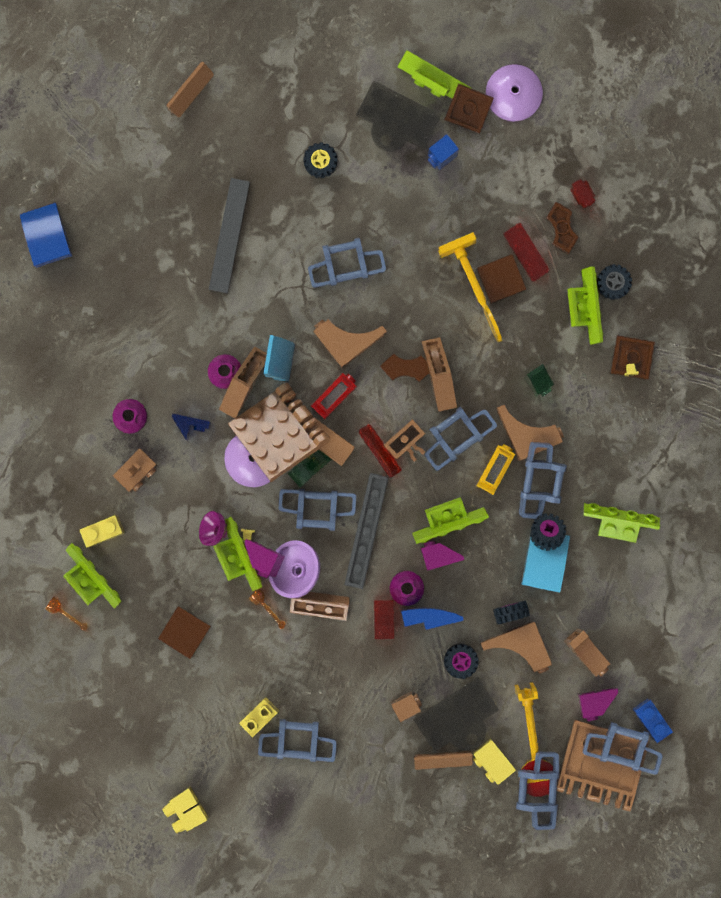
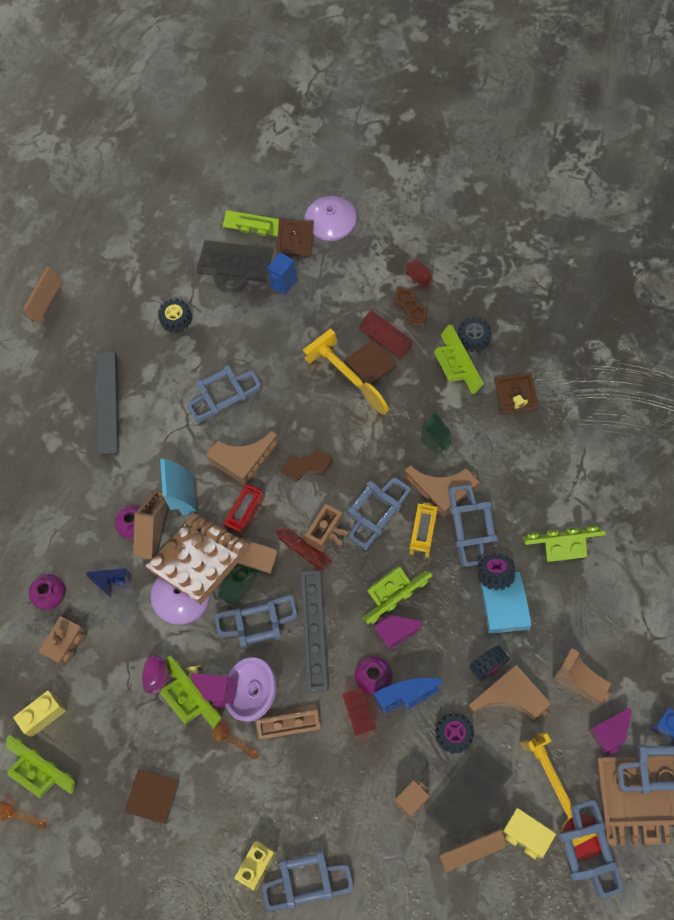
camera: 15 degrees left, 20 degrees down
(439, 374) = (341, 459): medium nougat arch -> none

